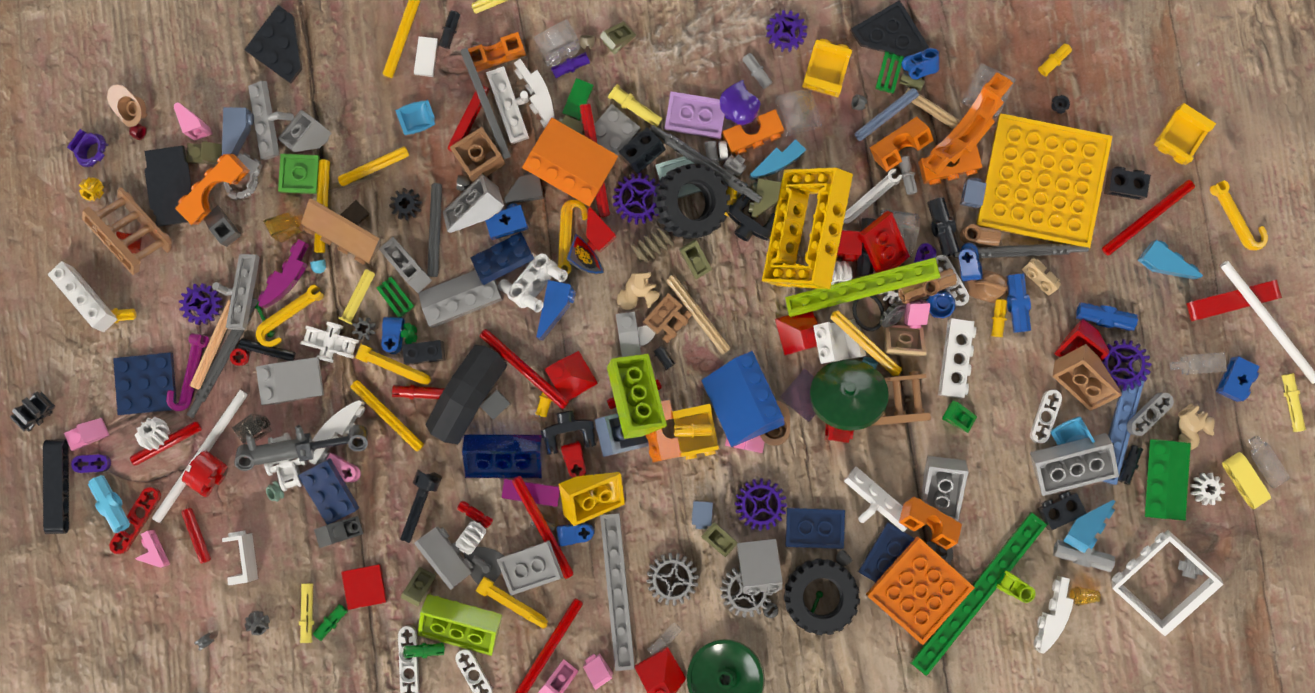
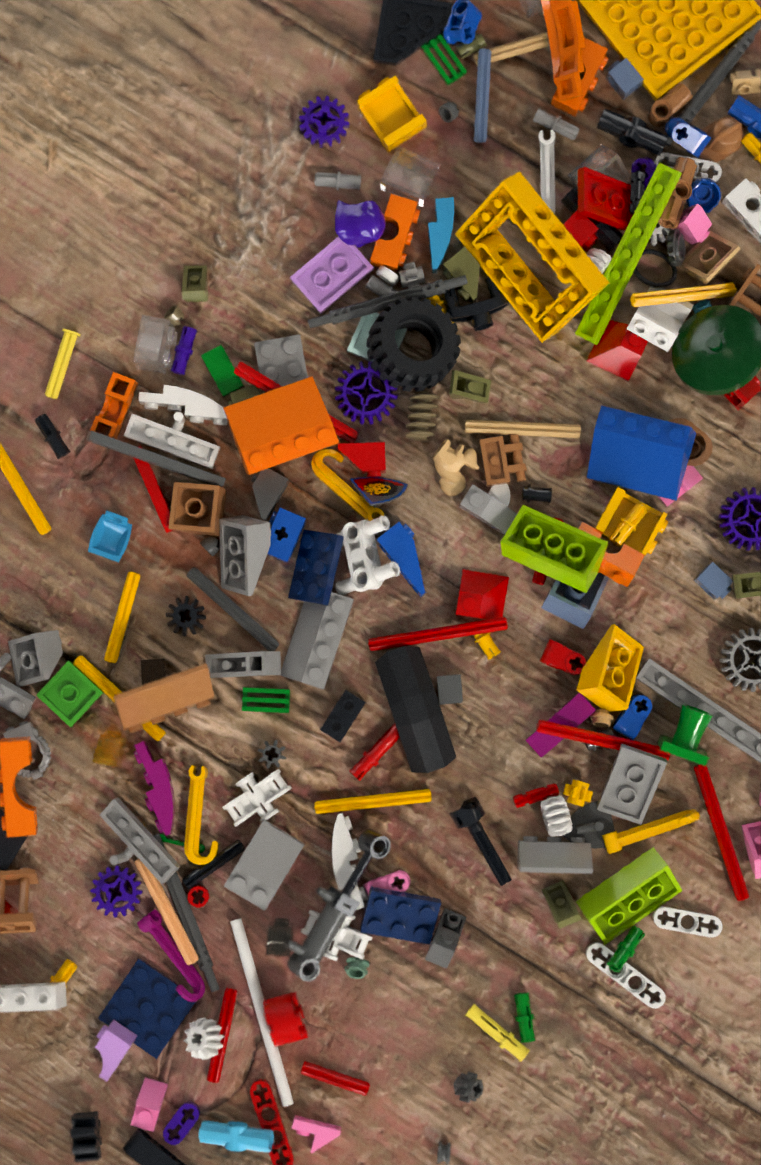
camera: 50 degrees left, 0 degrees up
(101, 381) = (113, 1046): none -> lavender arch
(221, 227) = (58, 809): dark grey slope -> none
(247, 556) = (418, 1057): white panel -> none
(318, 266) = (174, 748): medium azure hinge -> none
(357, 296) = (235, 735): light yellow axle -> none
(364, 586) = (517, 957): red tile -> none
(367, 355) = (298, 772): yellow piece -> none
(392, 333) = (296, 729): blue piece -> none
(409, 333) = (312, 715): green plant -> none
(426, 56) = (58, 480): white tile -> none
(497, 539) = (578, 793): none -> yellow gear
(502, 456) = (503, 722): clear blue slope -> none
(556, 515) = (601, 718): none -> tan plate
(565, 424) = (523, 638): black connector -> none
(588, 578) = (687, 736): none -> green plant
(628, 101) = (265, 325): light yellow pin -> none
(642, 150) = (329, 350): black brick -> none
(798, 395) = (678, 398): clear purple tile -> none
(912, 134) = (521, 87): orange arch -> none
(916, 254) = (637, 190): none -> black axle

